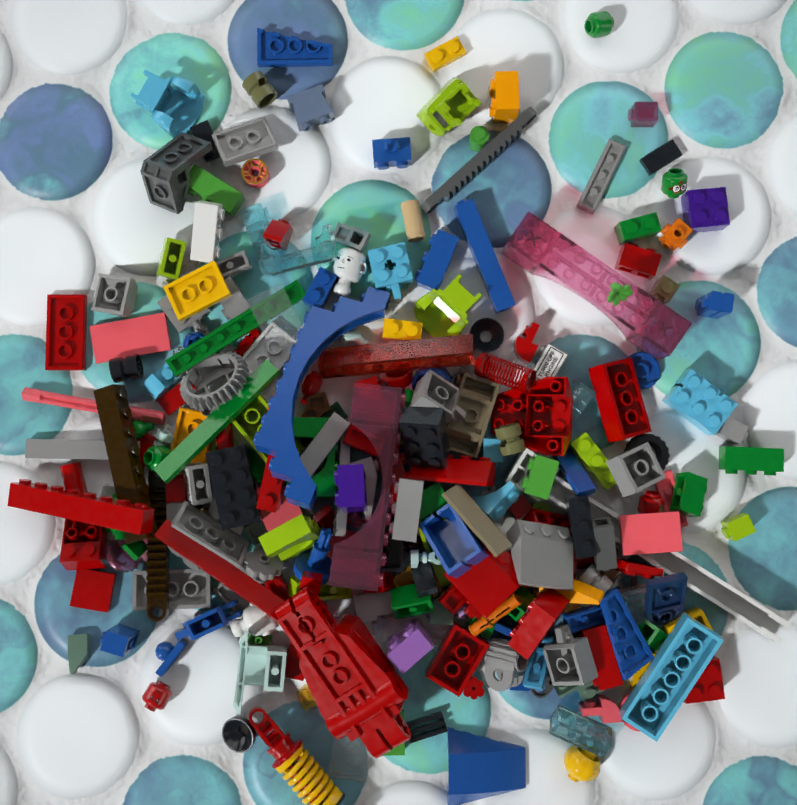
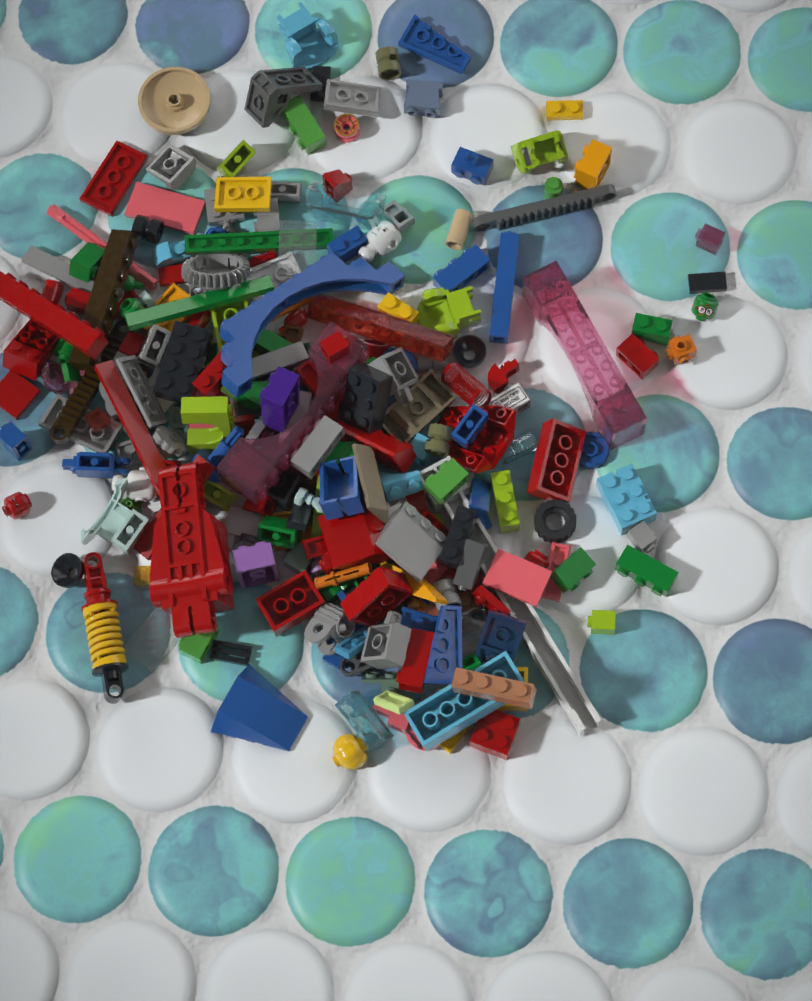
camera: 30 degrees right, 15 degrees down
(67, 218) = (174, 100): none -> tan dish
(88, 432) = (86, 262): none -> green brick
(99, 471) = (76, 300): none -> red brick
(168, 653) = (47, 478): blue tile -> none
(185, 579) = (97, 419): none -> clear red plate
(207, 231) = (278, 152): white brick -> none
(256, 222) = (324, 162): clear light blue slope -> none
(353, 335) = (353, 297): light aqua arm -> none
(375, 408) = (335, 347): none -> red brick
(388, 279) = (413, 266): medium azure hinge -> none
(477, 691) = (292, 636): red plant -> none
(534, 414) = (470, 426): none -> blue brick
(599, 24) = (711, 147): green head -> none
(601, 176) = (645, 273): light grey tile -> none
(604, 708) = (393, 702): none -> yellowish green tile
(619, 293) = (593, 359): bright green plant -> none
(635, 469) = (533, 517): light grey brick -> none
(664, 289) = (646, 390): olive brick -> none
(701, 664) = (494, 688): none -> nougat brick
(705, 209) = (720, 342): dark purple brick -> none
(714, 305) = (682, 421): blue brick -> none

